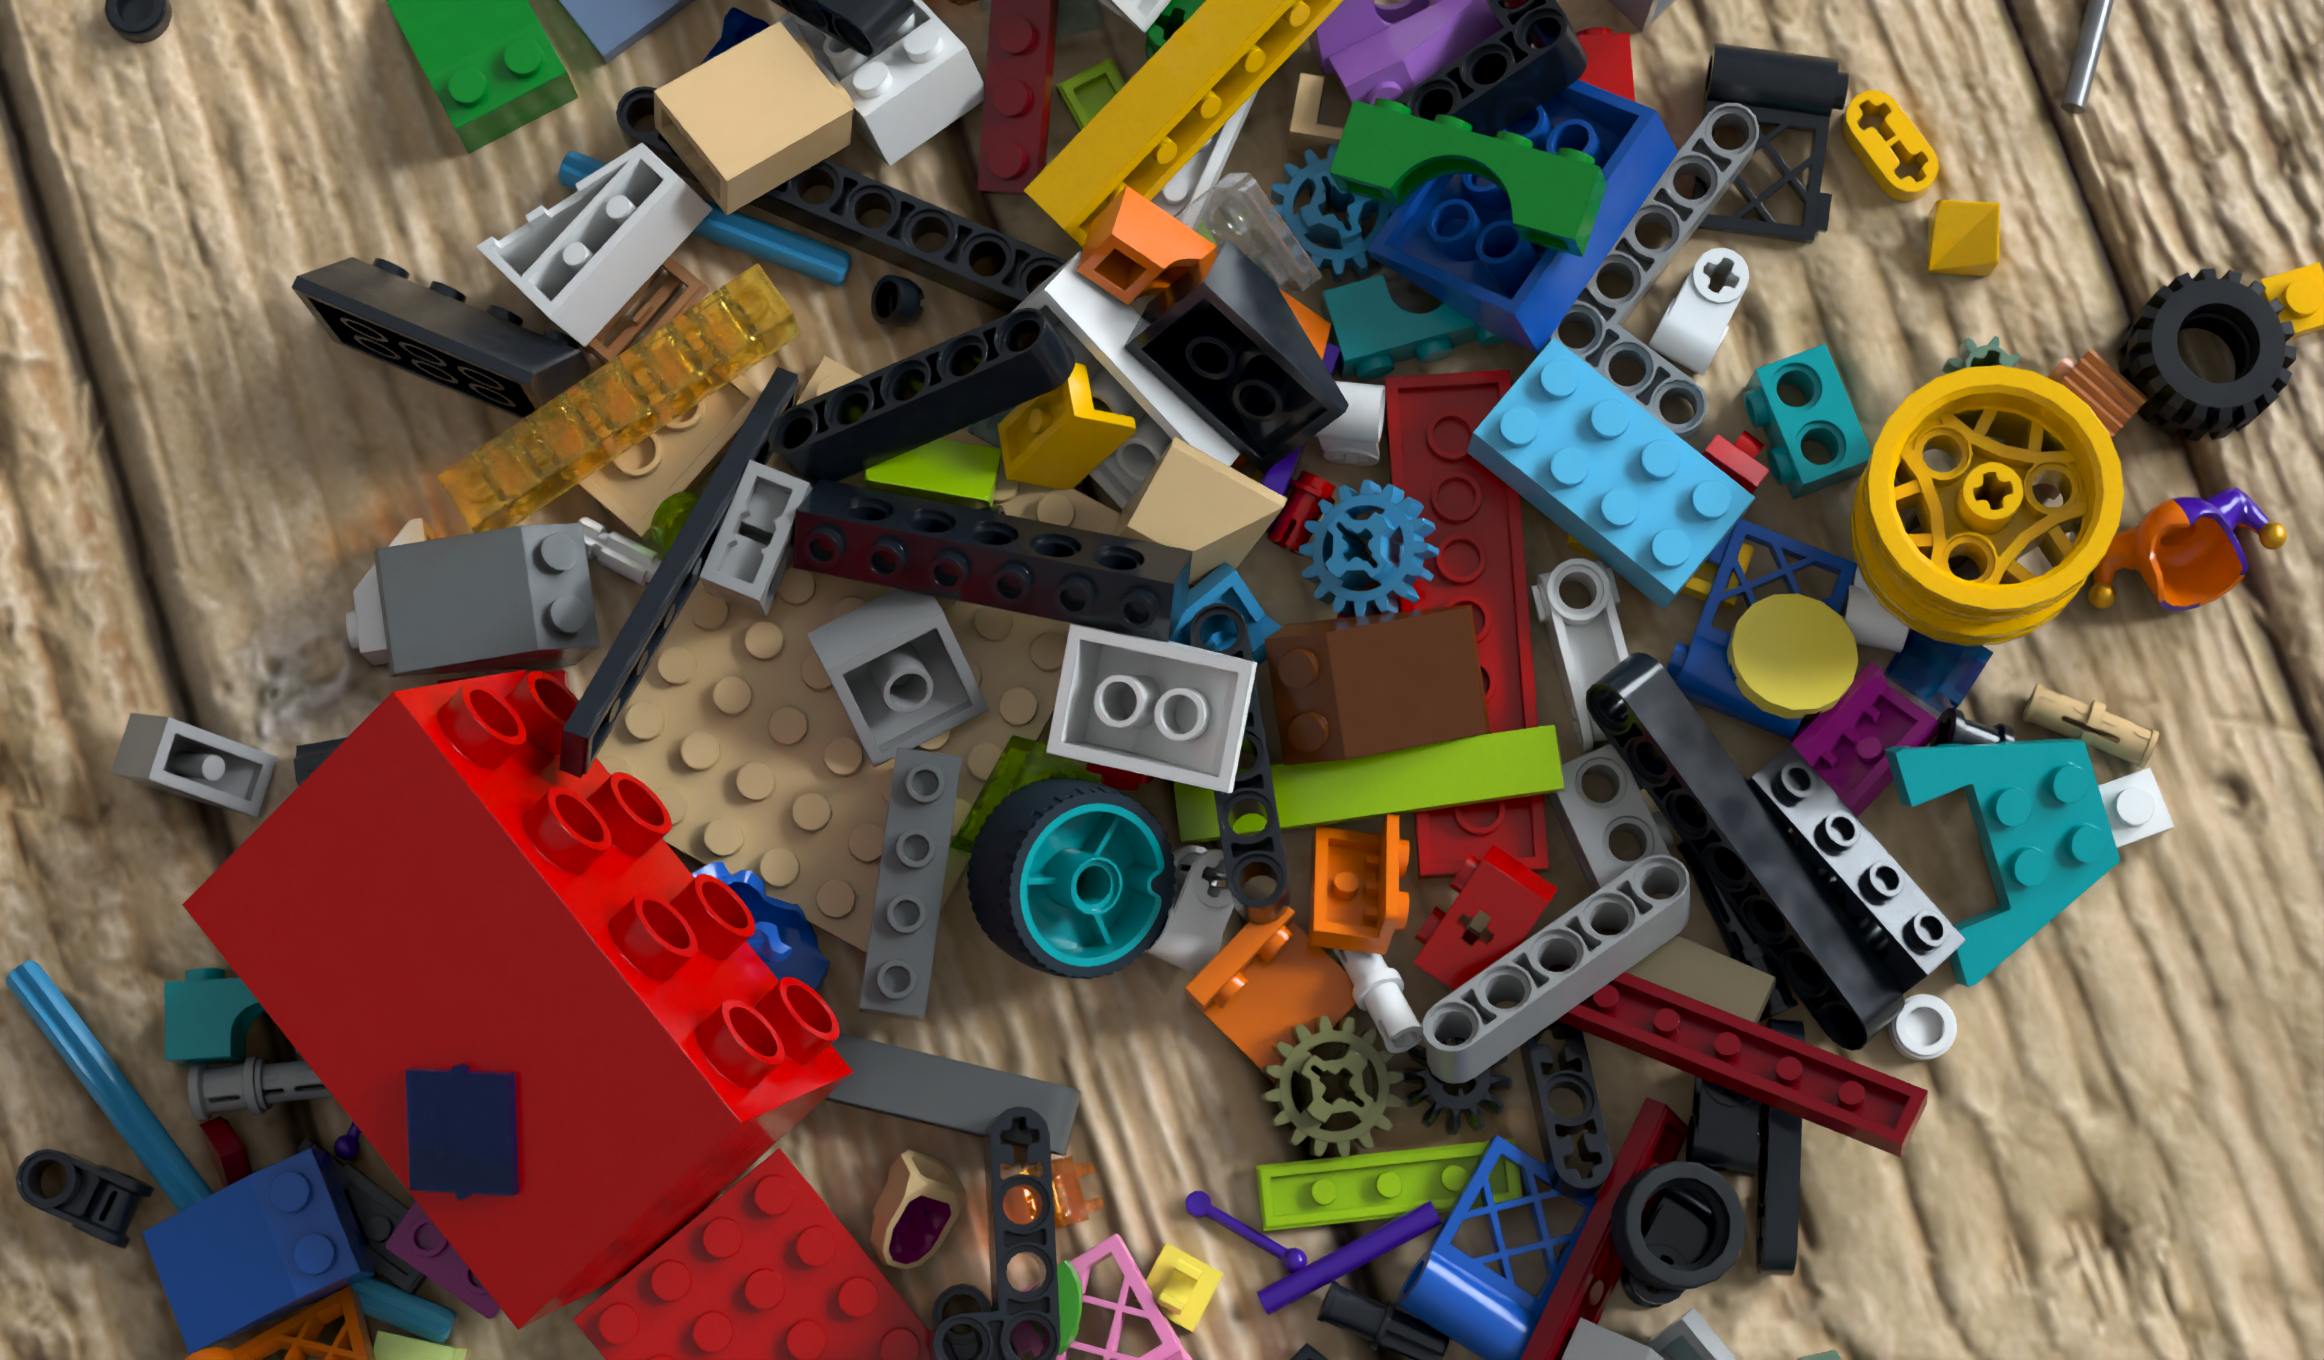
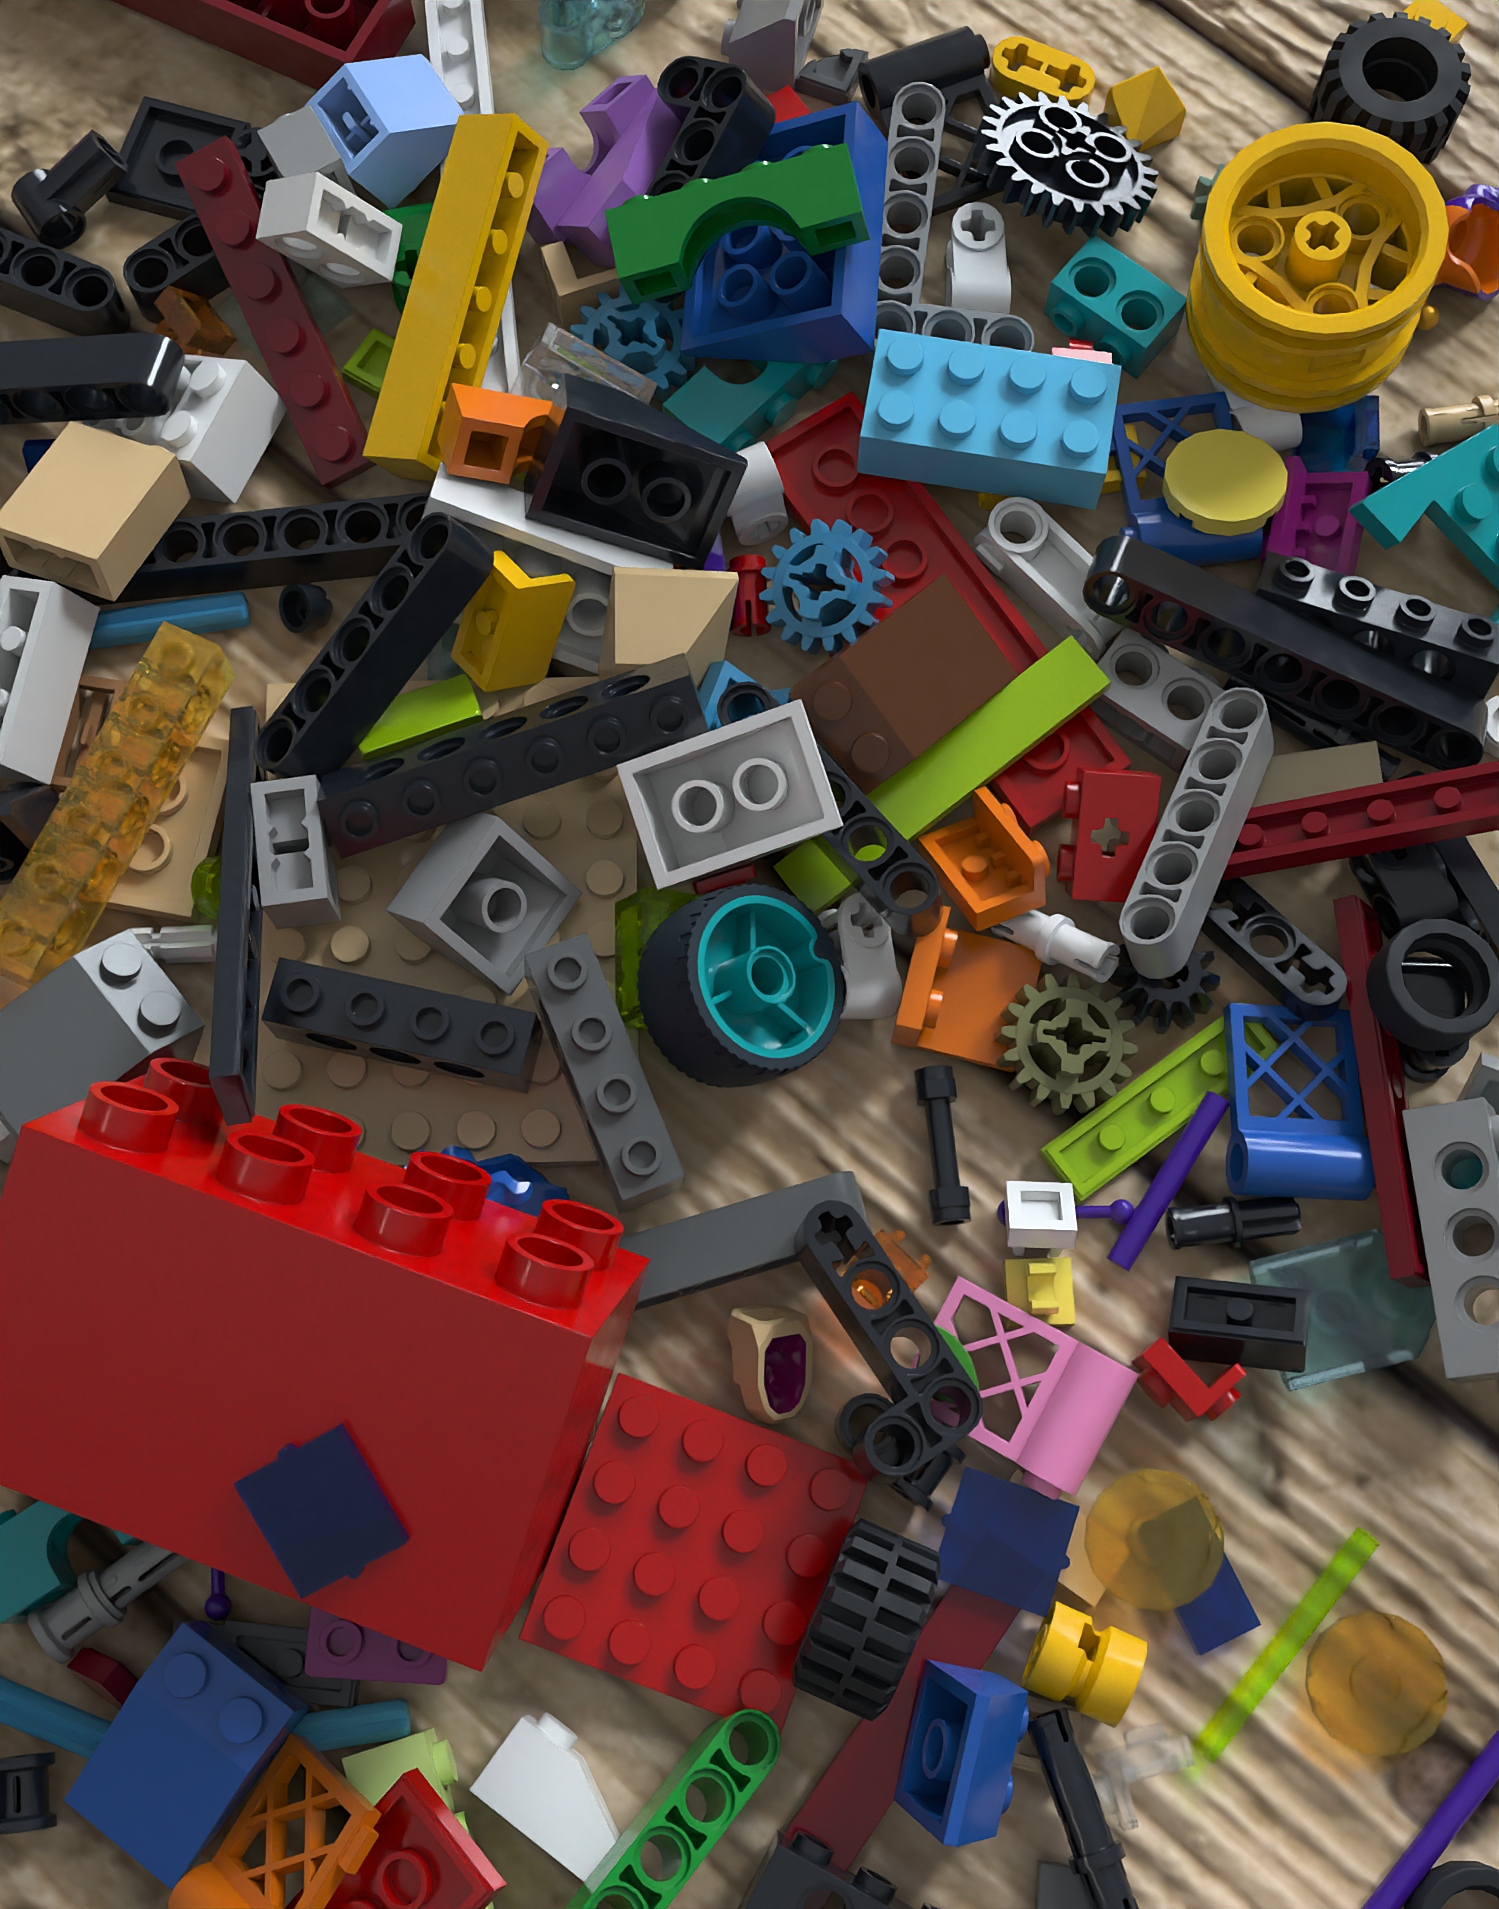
camera: 30 degrees left, 5 degrees down
(766, 745) = (403, 1025): none -> black brick
(1196, 1061) = (948, 1200): none -> black bar
(1216, 1223) = (1040, 1216): none -> white tile
(1690, 35) = (833, 77): none -> dark grey tile
(1844, 256) = (1064, 164): none -> black gear

